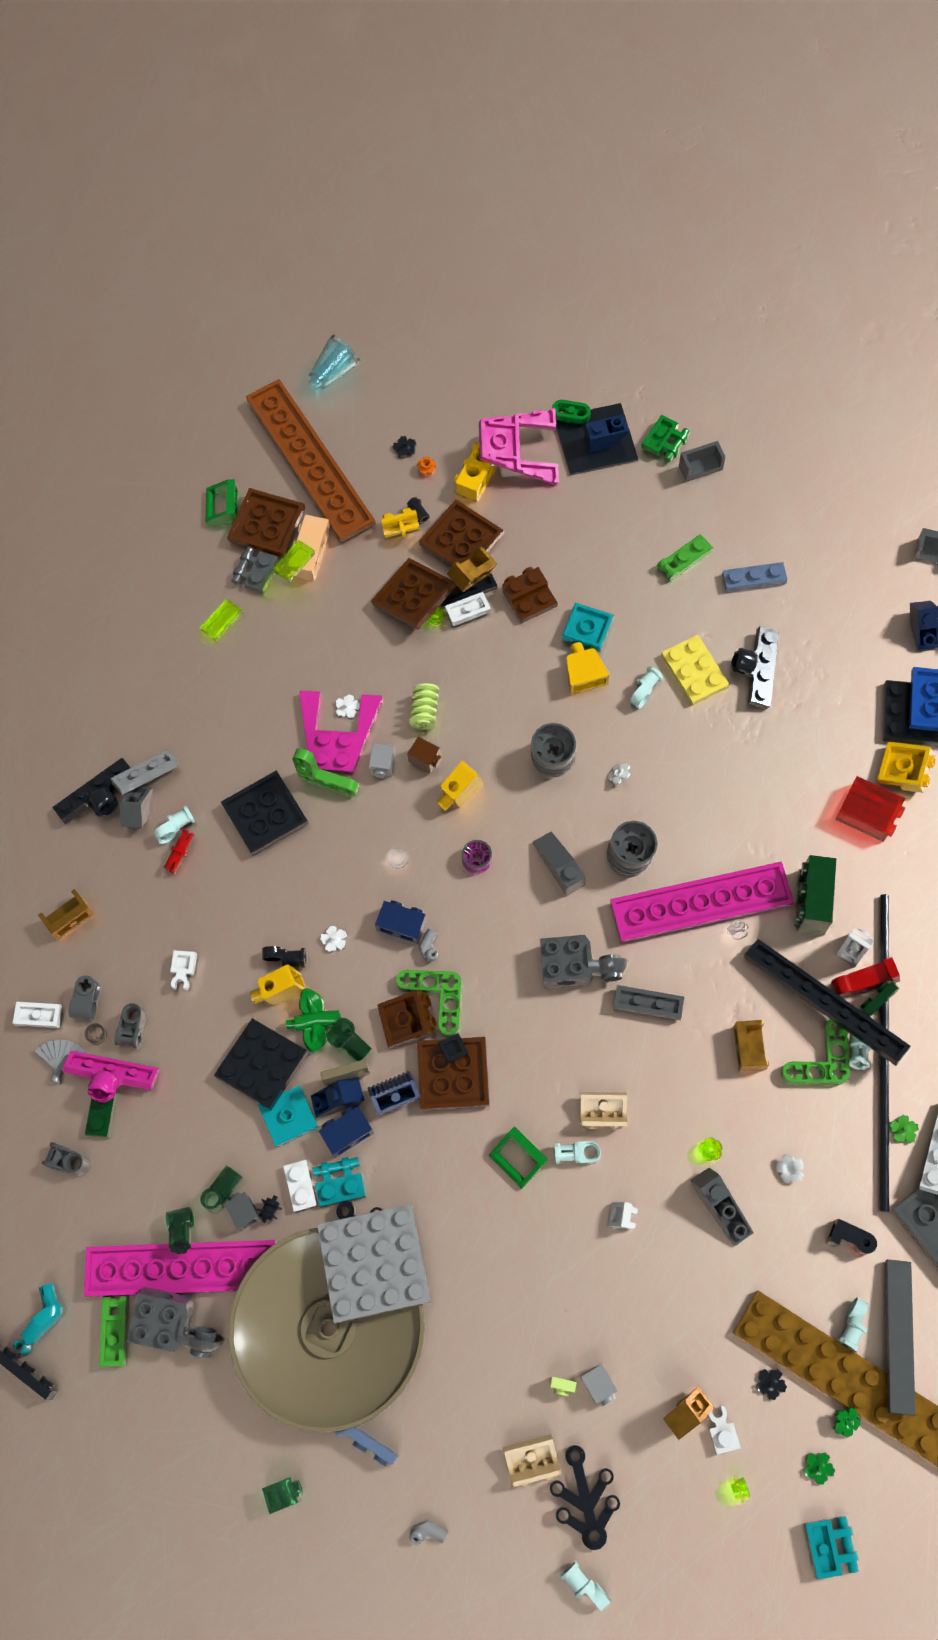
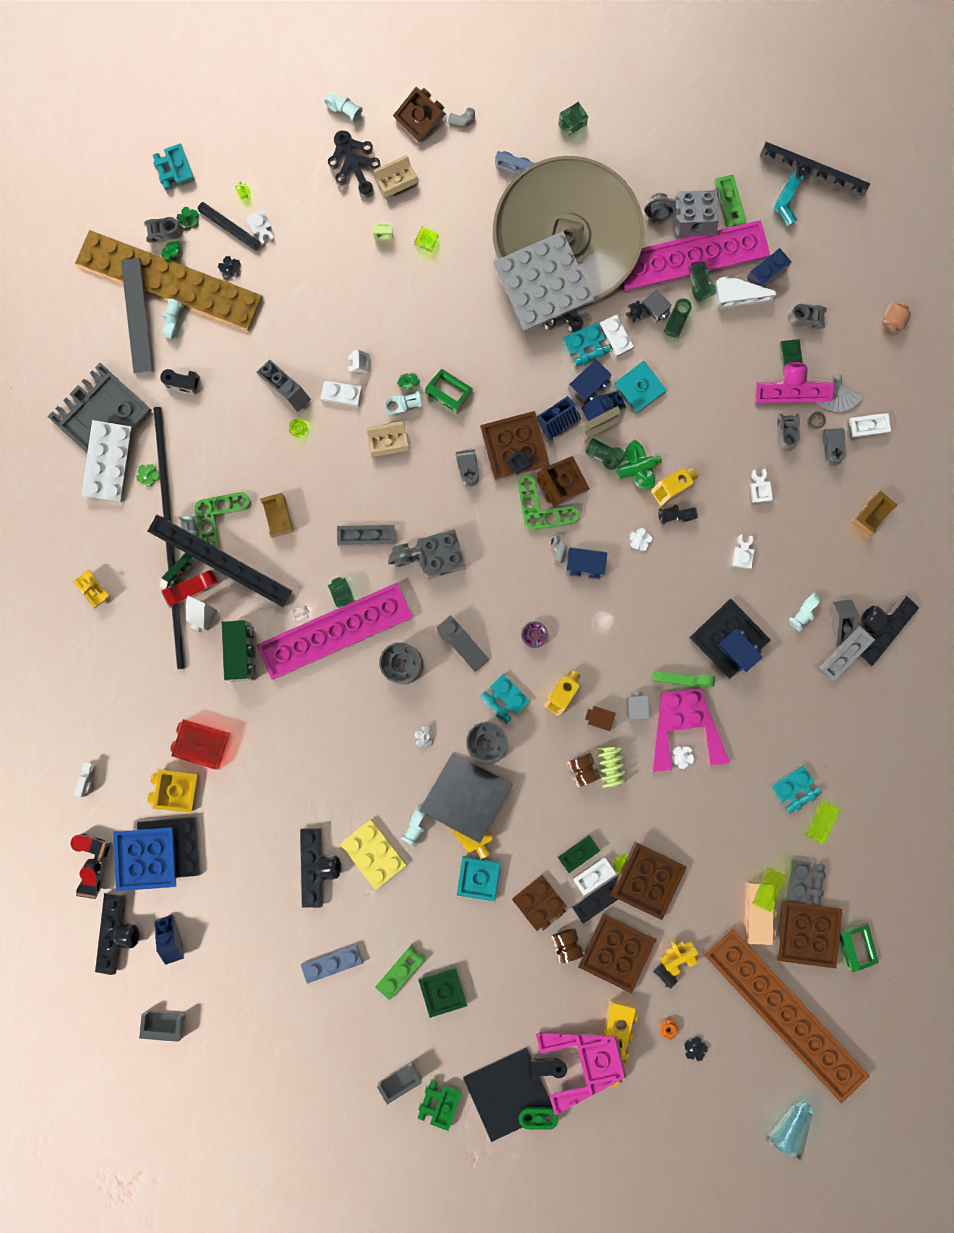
camera: 165 degrees right, 15 degrees up
(93, 1227) = (769, 269): none -> dark blue brick
(142, 1207) = (739, 292): none -> white slope
(178, 851) = (794, 589): red pin -> none
(223, 899) = (743, 555): none -> white plate
(240, 660) = (791, 785): none -> teal plate
(257, 792) = (740, 650): none -> dark blue brick
(261, 1064) = (672, 422): black plate -> none
(454, 704) = (584, 770): none -> reddish brown wheel
(472, 570) = (598, 912): pearl gold panel -> none
(478, 632) = (578, 853): none -> dark green plate
(483, 1550) = (419, 113): none -> reddish brown plate
(508, 1364) = (426, 239): none -> clear neon green plate
(510, 550) = (567, 945): none -> reddish brown wheel
(513, 1062) = (467, 464): none -> dark grey piece
(518, 802) = (510, 695): none -> teal plate
(554, 450) = (546, 1067): none -> black leg
(565, 1179) = (408, 380): none -> green plant
(586, 701) = (466, 798): none -> black piece
(599, 1385) = (356, 238): light grey brick -> none
(605, 432) = (499, 1096): dark blue slope -> none
(644, 532) = (442, 992): none -> dark green plate
(651, 1182) = (341, 393): none -> white plate
(688, 942) = (341, 592): none -> clear green brick
(688, 1413) = (283, 227): pearl gold panel -> none
(765, 1442) = (229, 226): none -> black axle
(790, 1169) = (233, 423): white plant -> none
(859, 1454) = (159, 229): none -> dark grey piece

